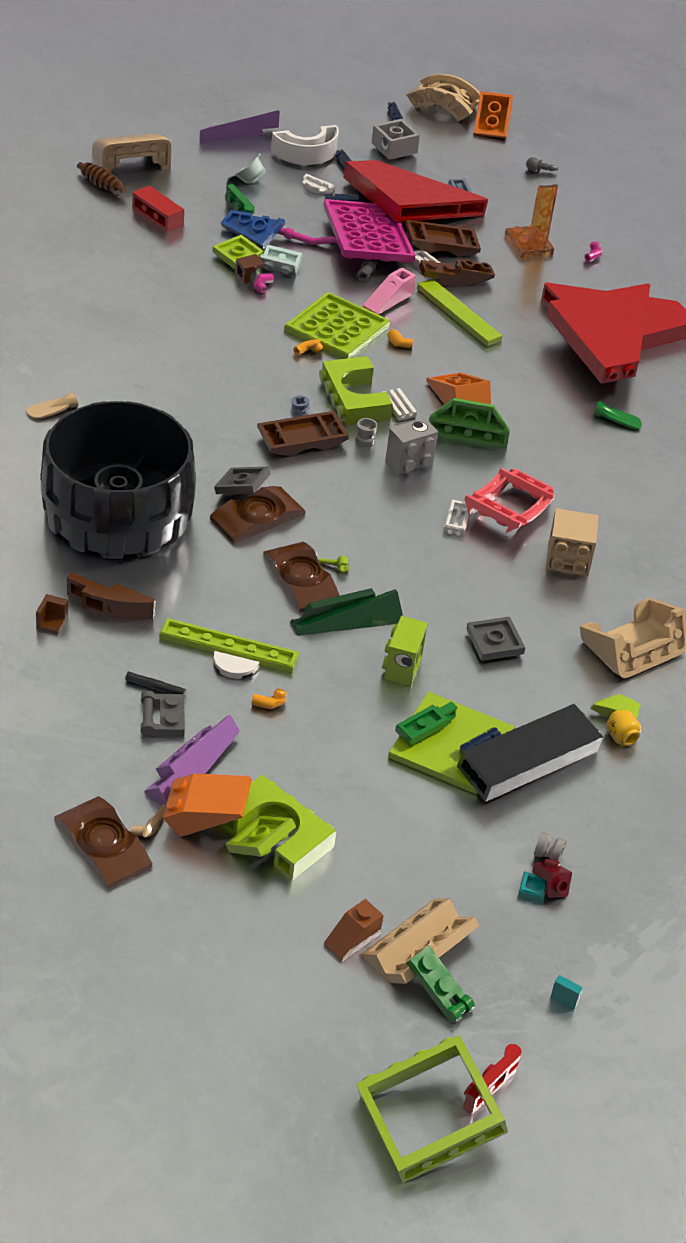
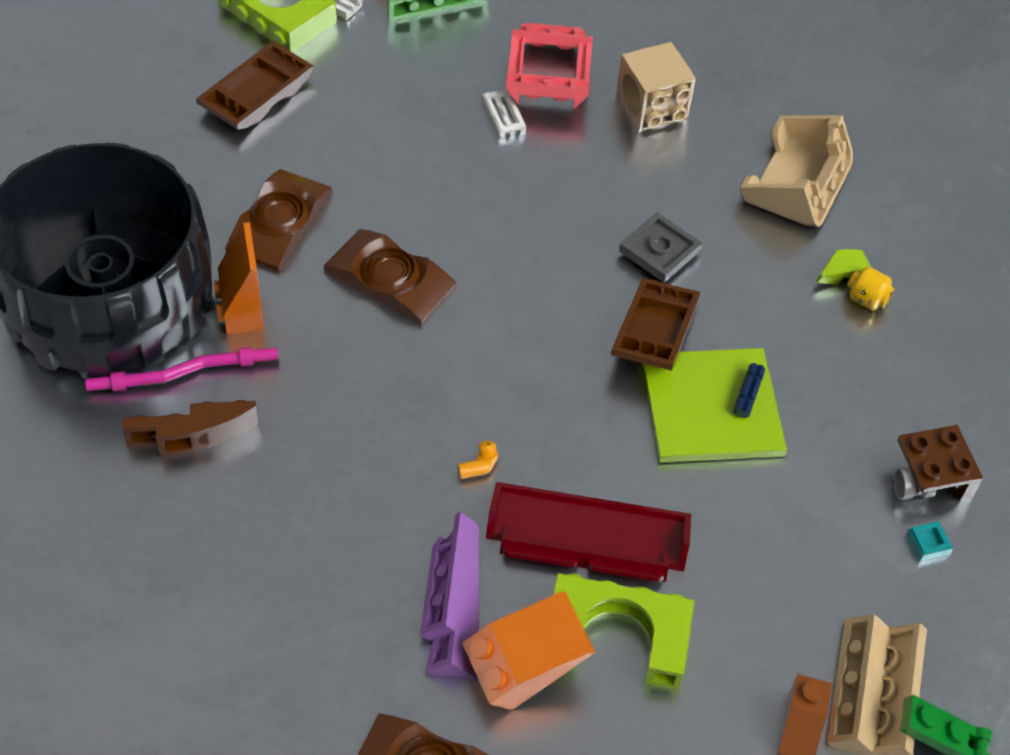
camera: 30 degrees left, 10 degrees up
(52, 614) = (135, 487): reddish brown panel -> none
(151, 826) = (471, 712): tan bar -> none
(154, 684) = (331, 515): black piece -> none
(171, 577) = (120, 381): none -> dark pink bar
(171, 714) = (378, 545): dark grey plate -> none
(198, 537) = (239, 286): none -> orange slope
(213, 640) = (375, 413): lime tile -> none
(234, 666) = (403, 439): white tile -> none
(242, 480) = (235, 184): dark grey plate -> none
(261, 835) = (619, 657): lime plate -> none
(300, 404) = (224, 55): sand blue bush -> none
(307, 770) = (588, 532): none -> dark red slope
(341, 563) = (423, 234): lime hand -> none
(349, 612) = (482, 297): dark green wedge -> none
(366, 432) = (327, 51): light grey wheel -> none
(404, 650) = (589, 316): lime brick -> none
(411, 446) = (397, 47): light grey brick -> none
(426, 722) = (677, 399): green hinge -> none
(450, 677) = (656, 324): none -> reddish brown slope
(529, 752) = (808, 375): black brick -> none
(557, 877) = (947, 514): dark red bracket -> none
(575, 839) = (941, 460): none -> reddish brown bracket

